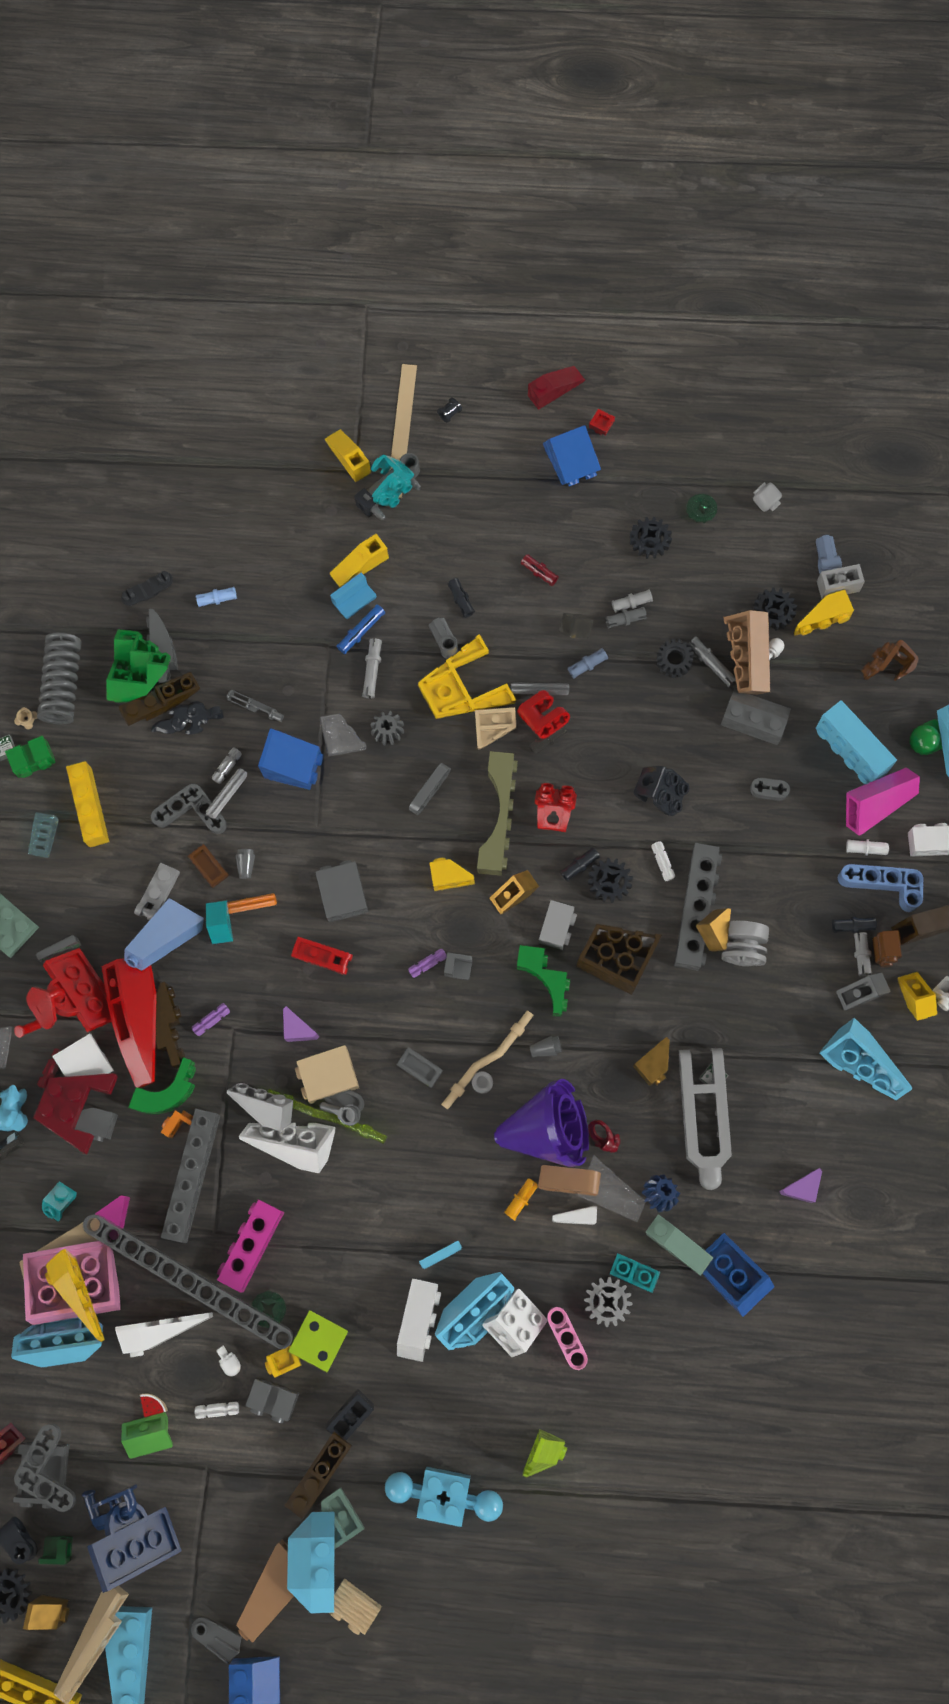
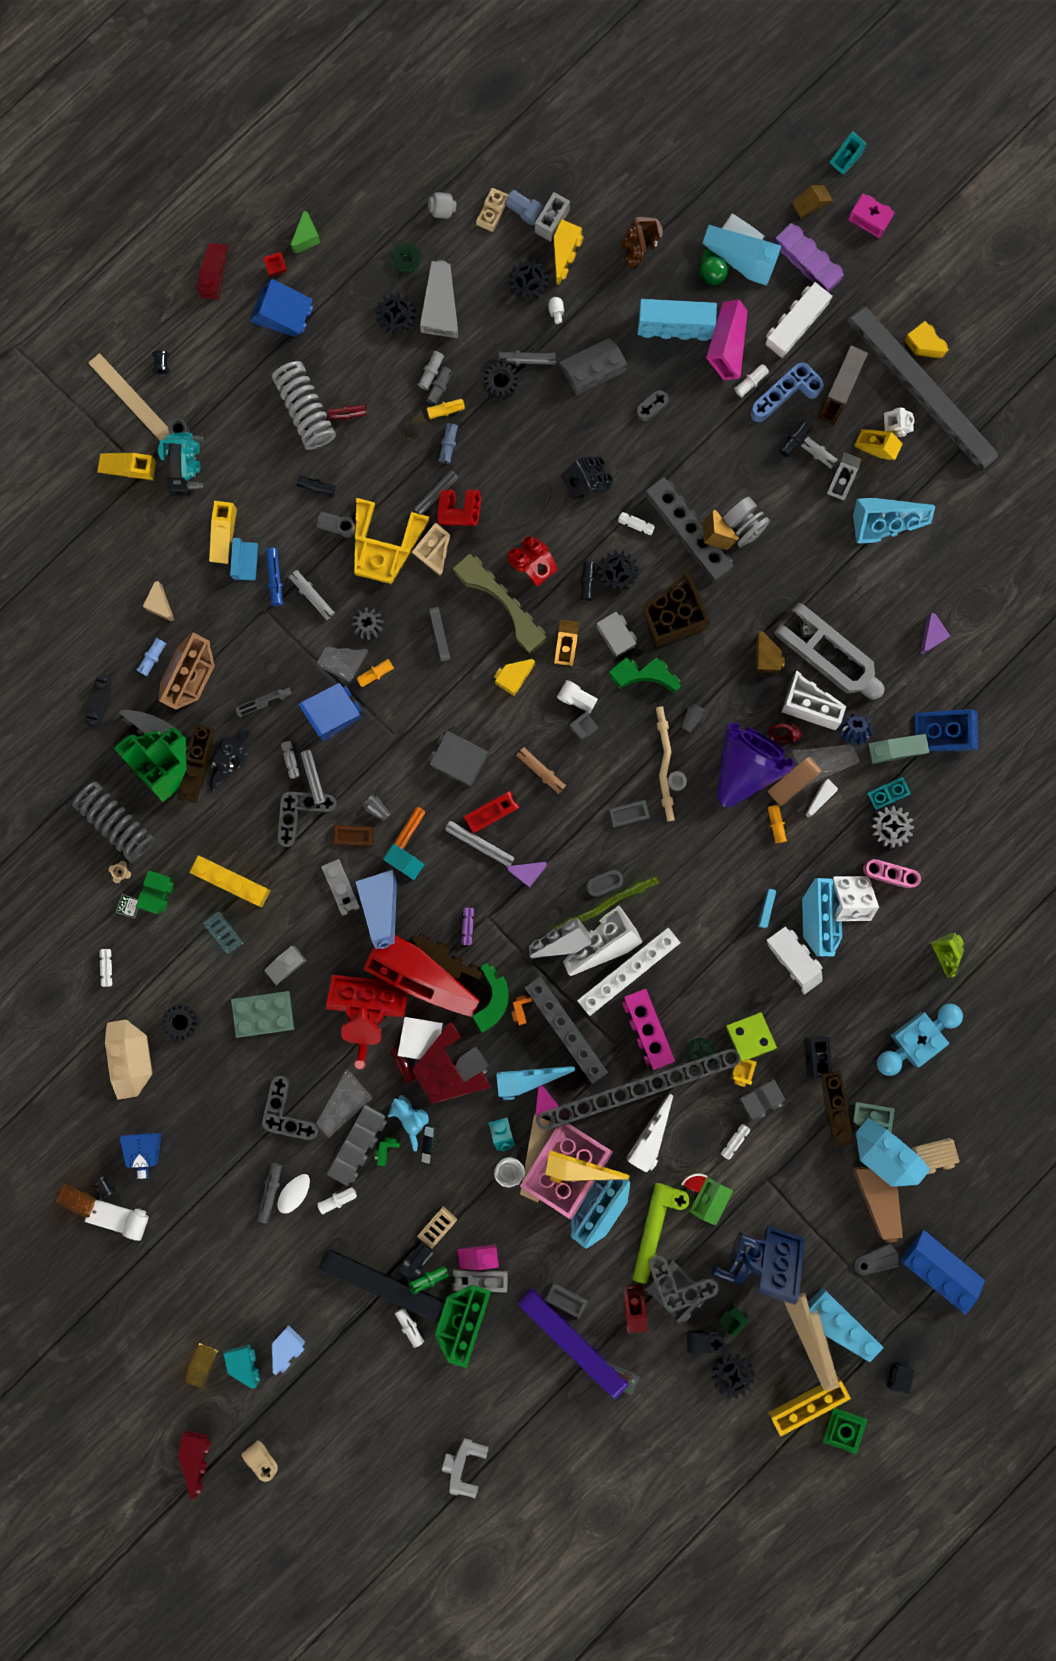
camera: 55 degrees left, 10 degrees up
(30, 1235) = (509, 1172): none -> white hair
(46, 1613) = (769, 1356): pearl gold slope -> none
(57, 904) = (285, 964): none -> light grey slope
(59, 948) = (321, 989): dark grey tile -> none
(110, 1172) = (519, 1082): none -> medium azure wedge
(113, 1389) = (662, 1197): none -> lime axle
(225, 631) = (187, 672): none -> medium nougat wedge
(228, 1362) = (711, 1108): white cylinder -> none
(263, 564) = (158, 603): none -> tan slope
(284, 1184) = (628, 971): none -> white brick
(287, 969) = (479, 843): none -> light grey axle
(326, 1074) = (579, 880): tan panel -> none
(348, 1114) = (620, 888): dark grey plate -> none
(353, 768) = (374, 673): none -> light orange axle
(391, 965) = (547, 775): none -> medium nougat pin
(427, 963) = (562, 745): medium lavender axle -> none
(476, 935) = (573, 695): none -> white piece
(507, 550) = (306, 402): none -> light grey piece
(612, 637) = (445, 408): none -> yellow axle
(645, 423) = (305, 235): none -> bright green slope
(648, 1136) = (812, 704): none -> white wedge
(691, 560) = (439, 303): none -> light grey slope
(750, 650) = (545, 325): medium nougat wedge -> none
(801, 536) = (492, 209): none -> tan slope
(887, 948) = (832, 433): reddish brown brick -> none

